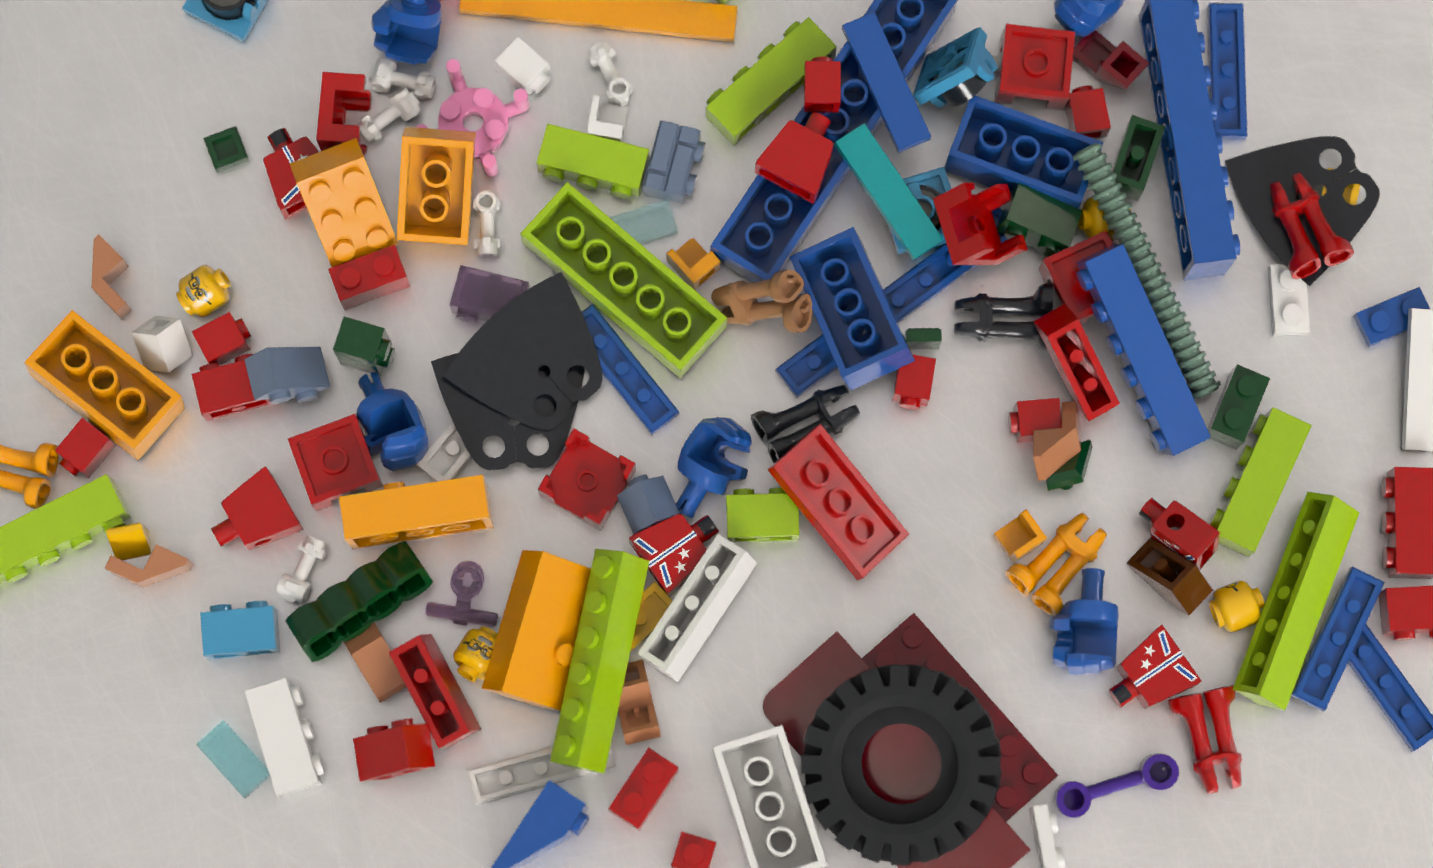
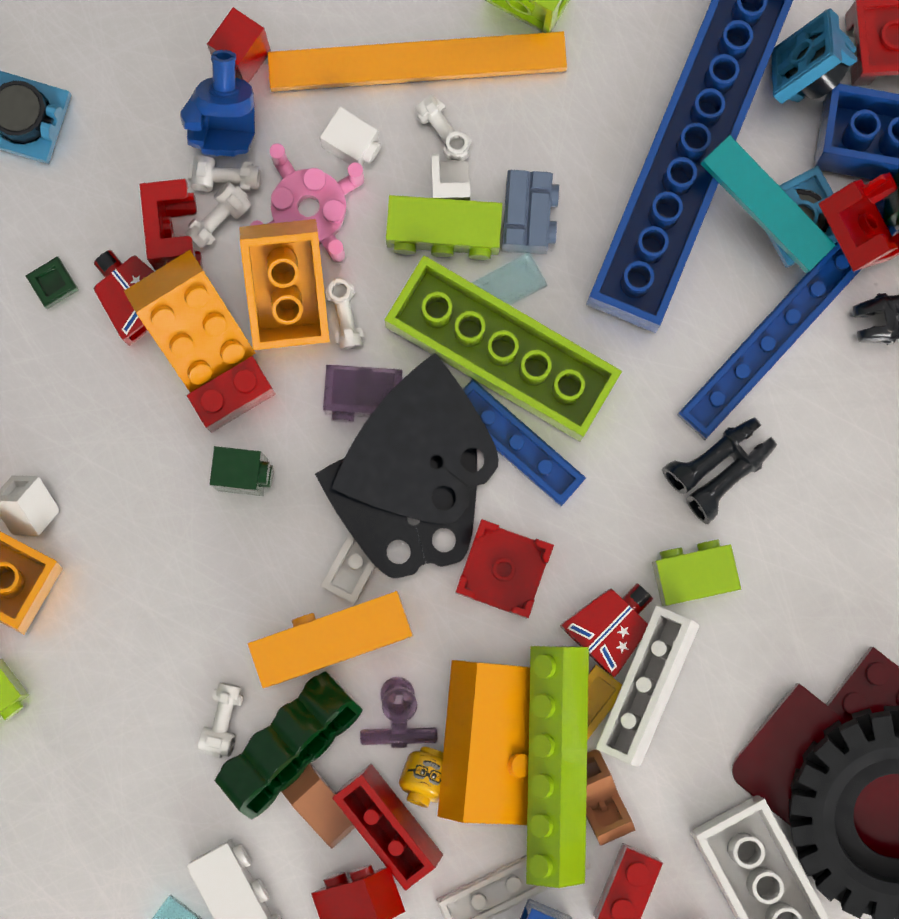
camera: 10 degrees left, 5 degrees up
(129, 541) = (32, 723): yellow slope -> none
(159, 567) = (70, 743): nougat slope -> none
(203, 291) = (58, 441): yellow head -> none
(222, 339) = (88, 489): red brick -> none
(225, 389) = (109, 538): red brick -> none
(240, 631) = (169, 799): dark azure brick -> none
(257, 513) = (161, 669): red torso -> none
(287, 374) = (164, 516): sand blue brick -> none
(334, 461) = (233, 599): red panel -> none
(391, 424) = (286, 548): blue piece -> none
(647, 502) = (573, 583): sand blue brick -> none
(693, 263) = (570, 315): light orange panel -> none
(704, 461) = (626, 530): blue piece -> none
(768, 82) = (615, 105): lime brick -> none
(787, 303) = (632, 355): medium nougat piece -> none
(798, 157) = (668, 185): red torso -> none
(822, 85) = (677, 102): red brick -> none
(838, 502) = (775, 546): plate -> none
(852, 309) = (751, 336): blue brick -> none
(886, 82) = (743, 86): blue tile -> none
(914, 383) = (827, 399): red brick -> none
(923, 338) = (827, 353): dark green tile -> none

